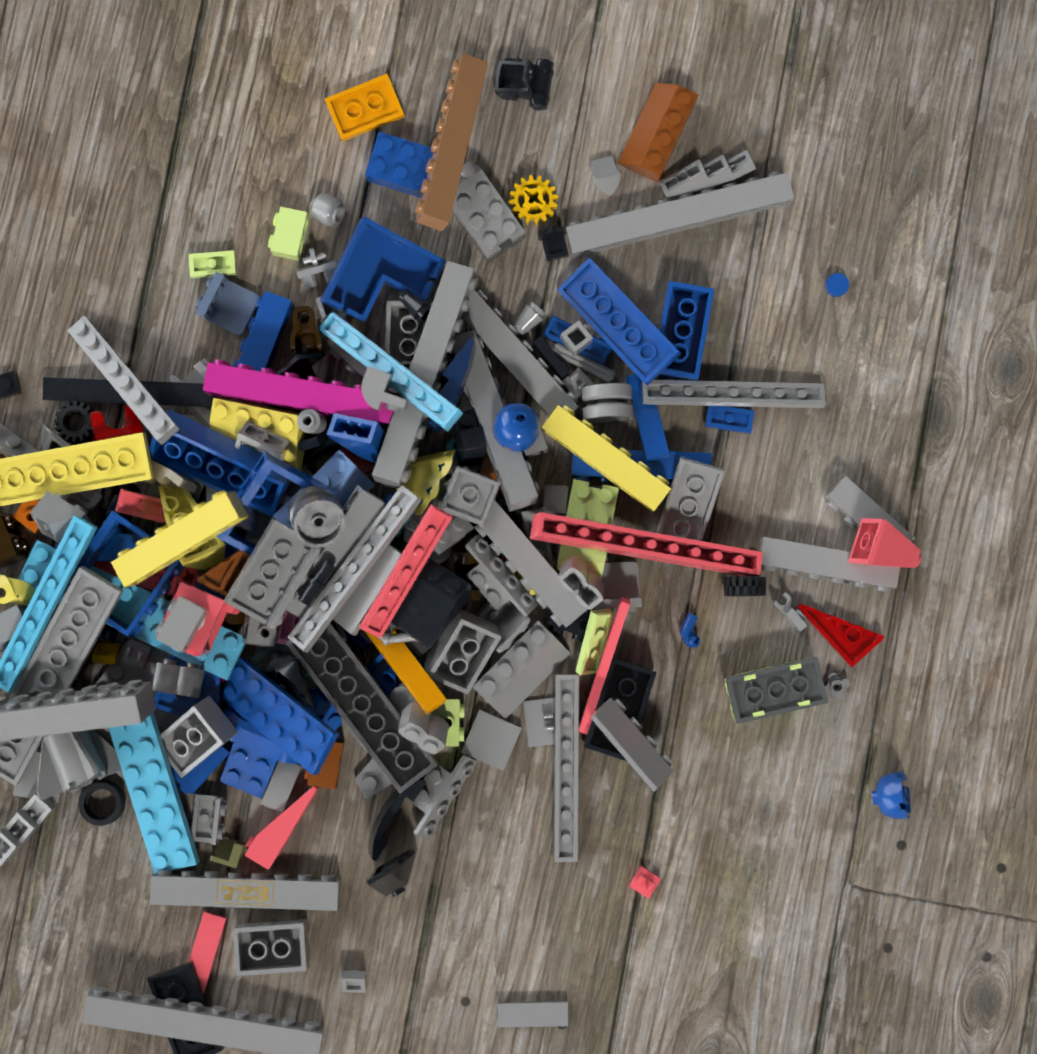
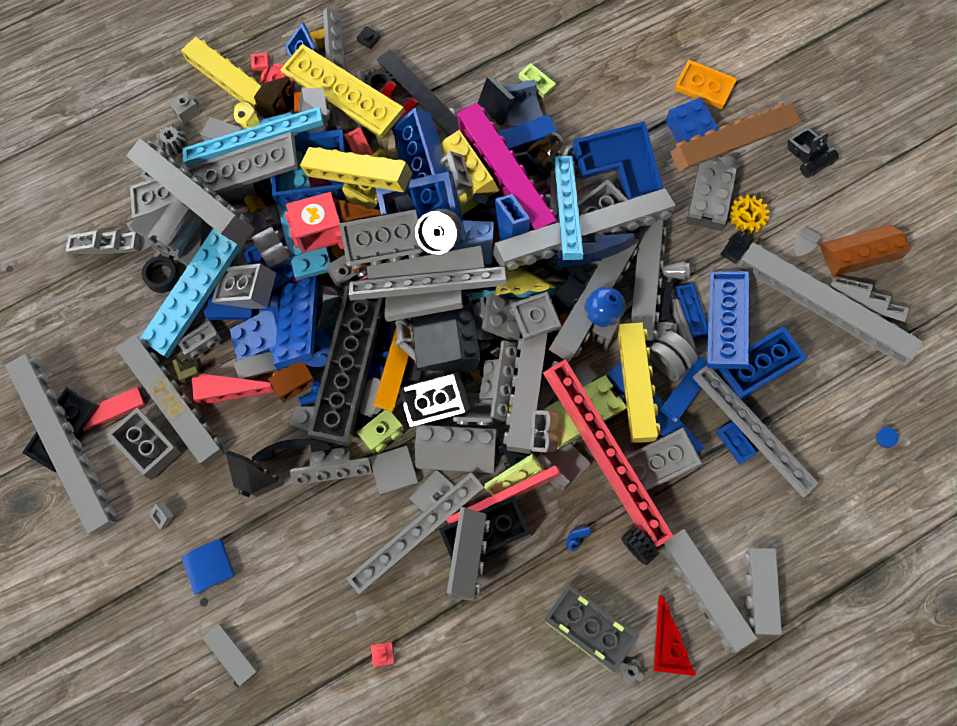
camera: 50 degrees right, 15 degrees down
(123, 380) = (424, 80): light grey plate -> none
(181, 624) = (303, 209): light grey brick -> none
(202, 327) = (495, 100): none -> black tile
(289, 233) = (594, 103): yellowish green brick -> none
(308, 273) = (581, 130): light grey hips -> none
(316, 583) = (398, 268): black pin -> none
(318, 421) = (495, 187): light grey brick -> none
(327, 209) = (627, 111): light grey head -> none
(356, 753) = (312, 396): none -> blue arm
(375, 388) = (548, 202): light grey brick -> none
(406, 571) = (453, 312): coral tile -> none
(417, 306) = (620, 192): black cone -> none
(425, 729) = (362, 413): light grey brick -> none
(437, 974) = (208, 566): none -> blue slope
(577, 337) = (693, 303): light grey brick -> none
(794, 617) = (650, 600): light grey plate -> none
(883, 545) = (756, 614): coral slope -> none

